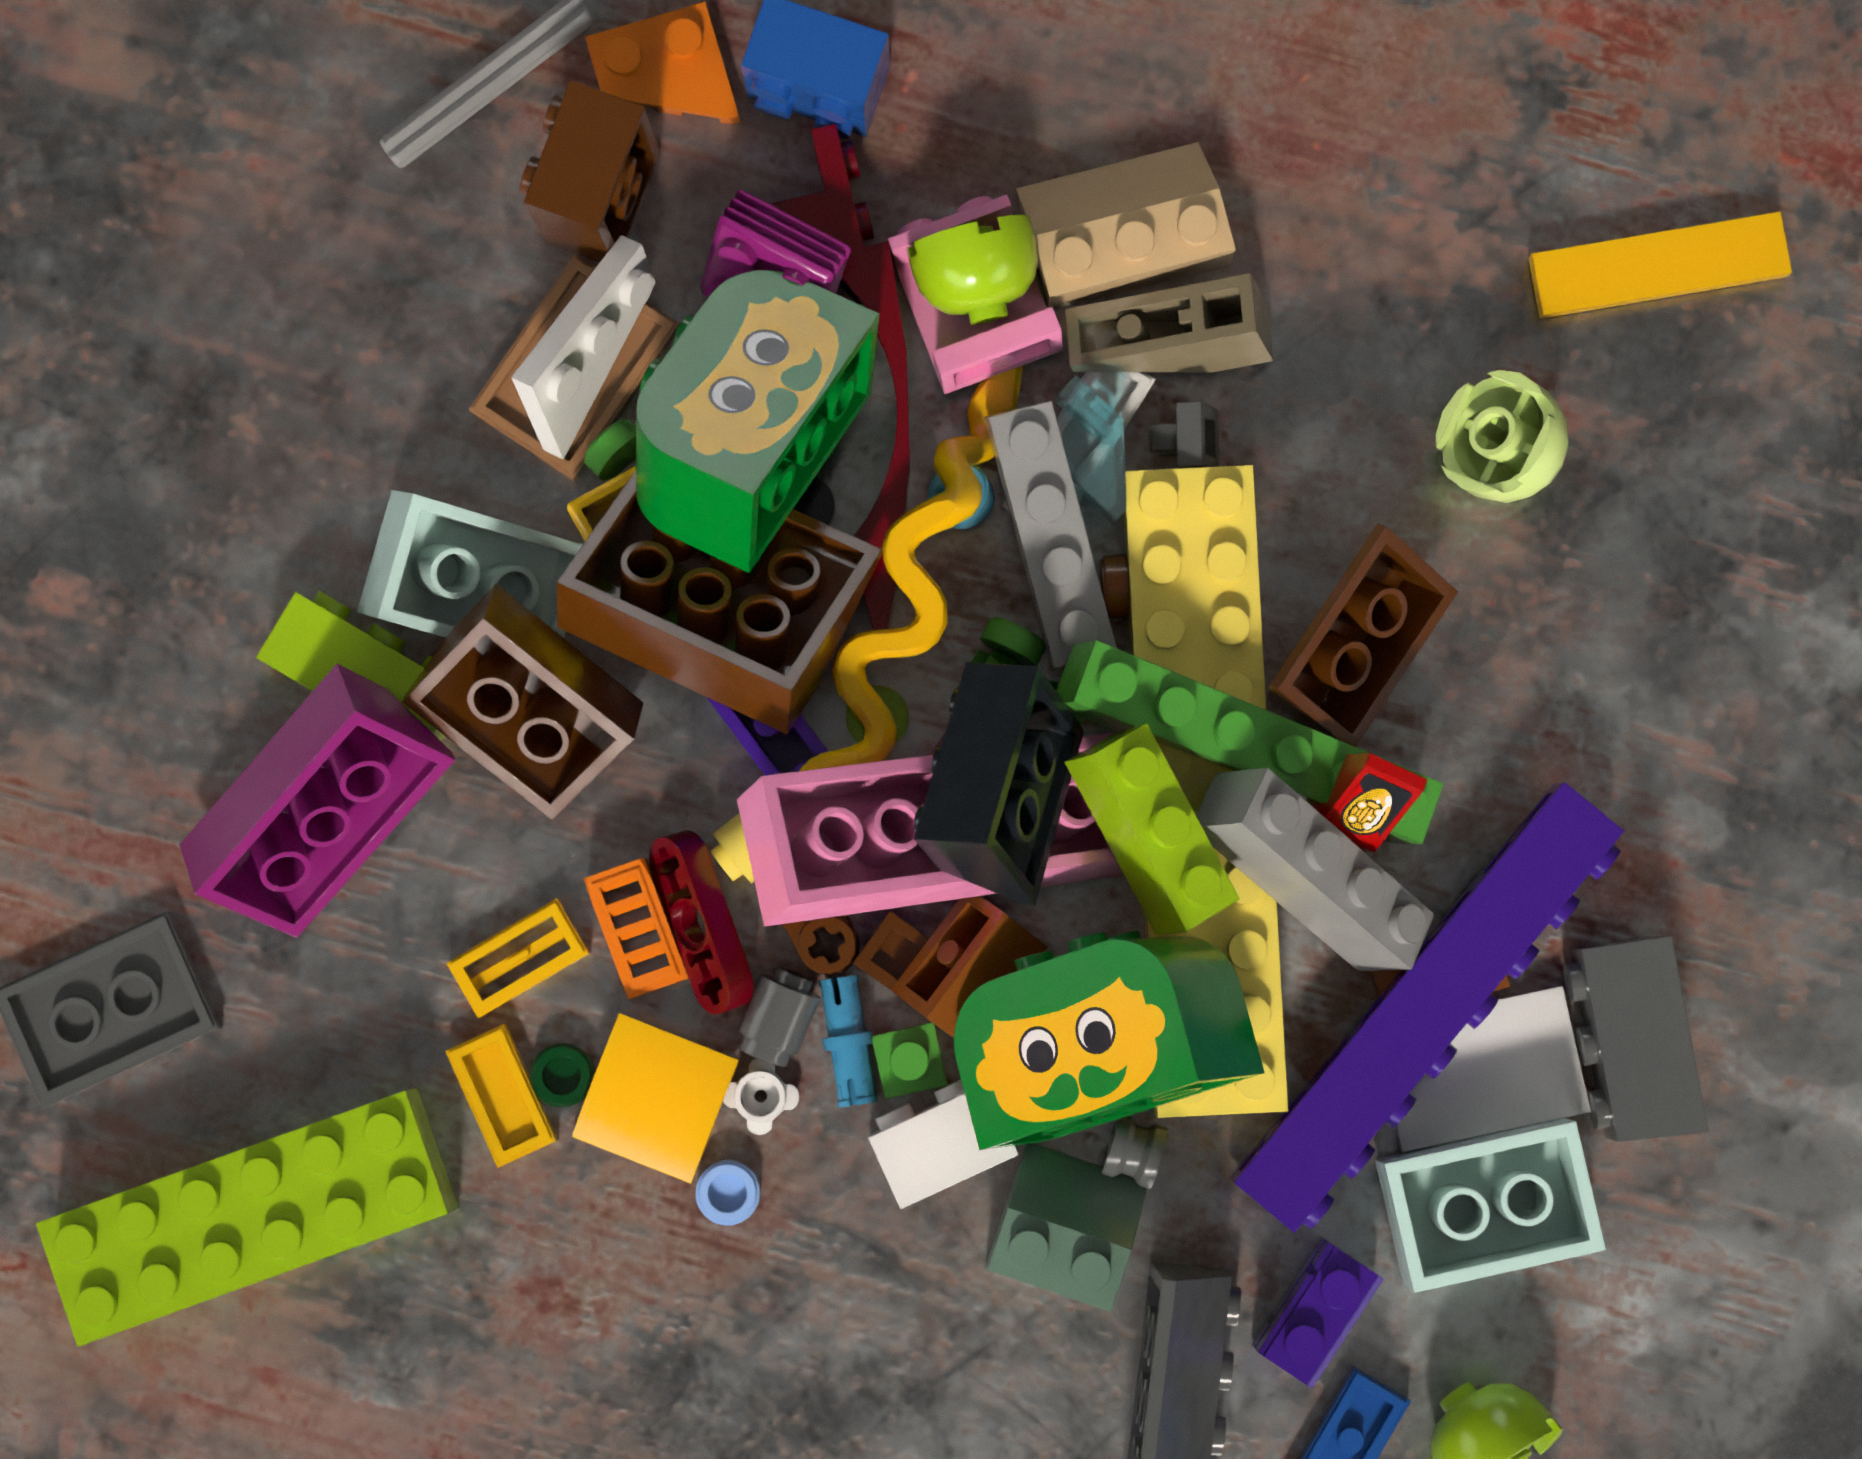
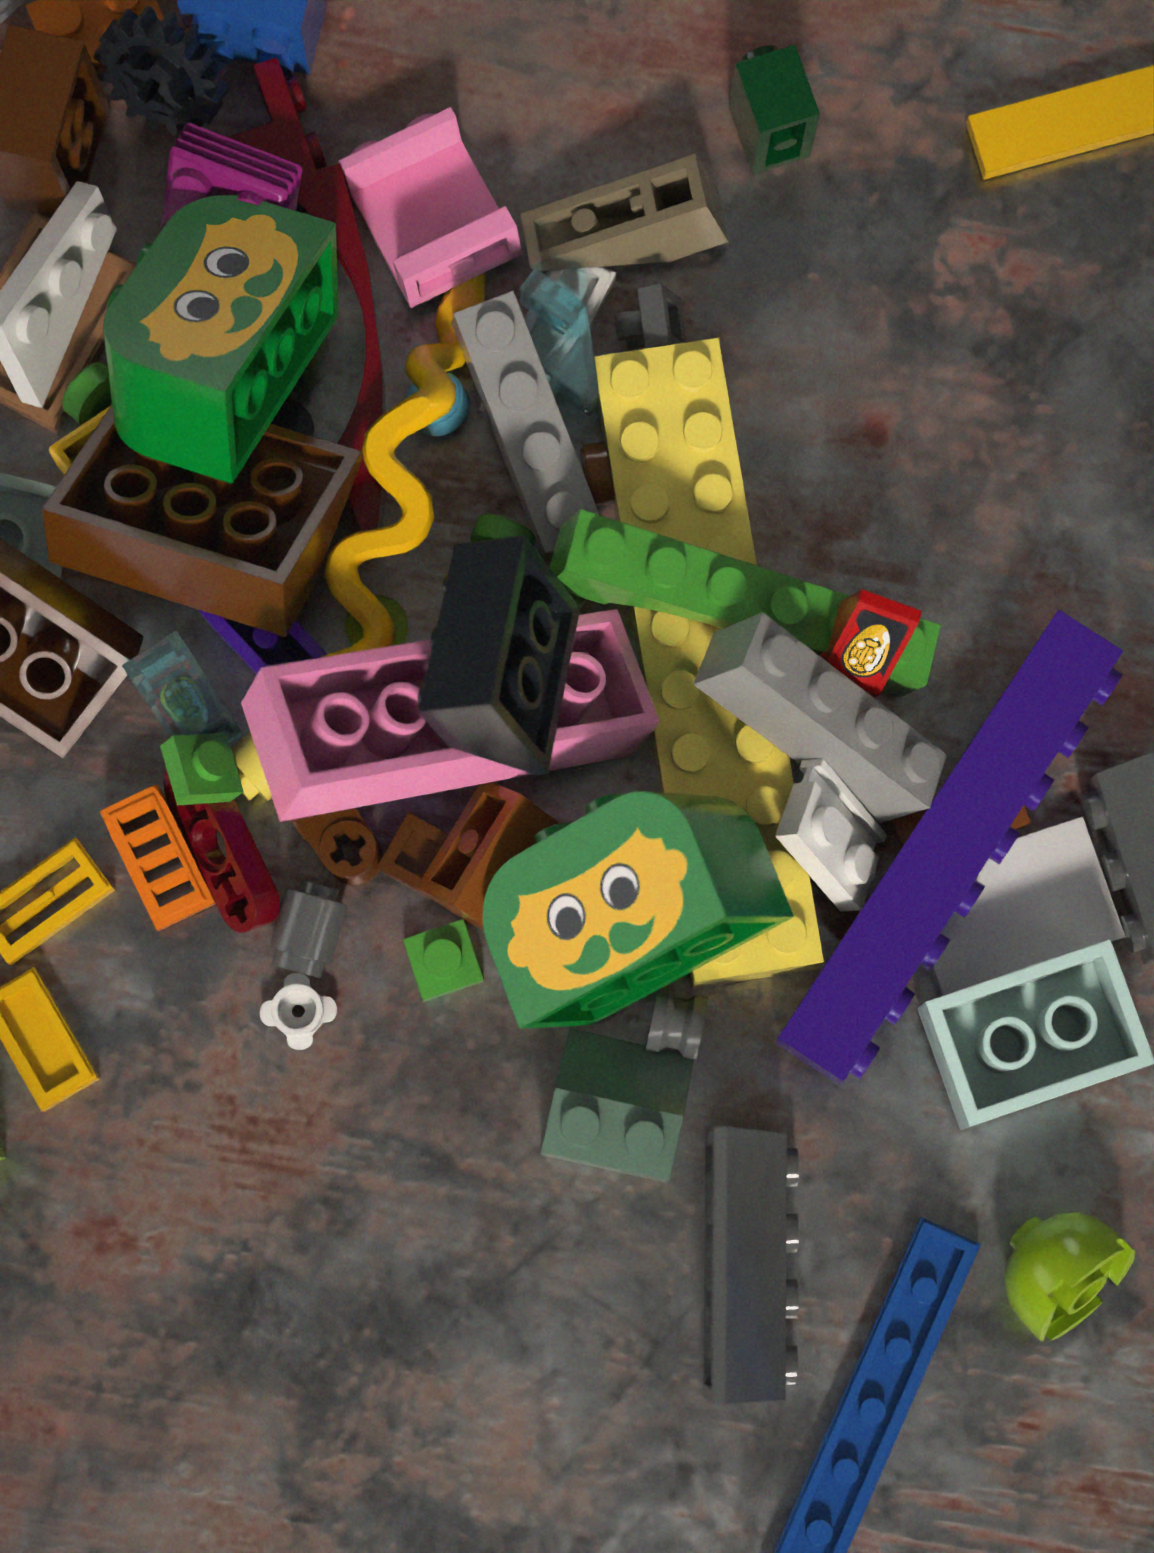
camera: 10 degrees left, 5 degrees down
(562, 1074) = (98, 1012): dark green tile -> none
(655, 1098) = (192, 1024): yellow slope -> none
(677, 775) = (179, 690): none -> clear light blue slope
(689, 850) = (201, 768): none -> bright green plate
(717, 126) = (161, 70): none -> black gear
(728, 1192) = (275, 1111): light blue tile -> none
(848, 1041) = (380, 946): dark azure pin -> none
(931, 1147) = (476, 1040): white brick -> none
(976, 267) = (426, 176): lime cylinder -> none
(1127, 225) = (572, 131): tan slope -> none
(1152, 830) = (656, 690): lime brick -> none
(1309, 984) = (831, 835): none -> white plate
(1317, 1312) = (877, 1162): dark purple brick -> none
(1334, 229) = (773, 107): none -> dark green brick
(1362, 639) = (843, 490): reddish brown slope -> none
(1502, 437) = (960, 288): yellowish green cylinder -> none

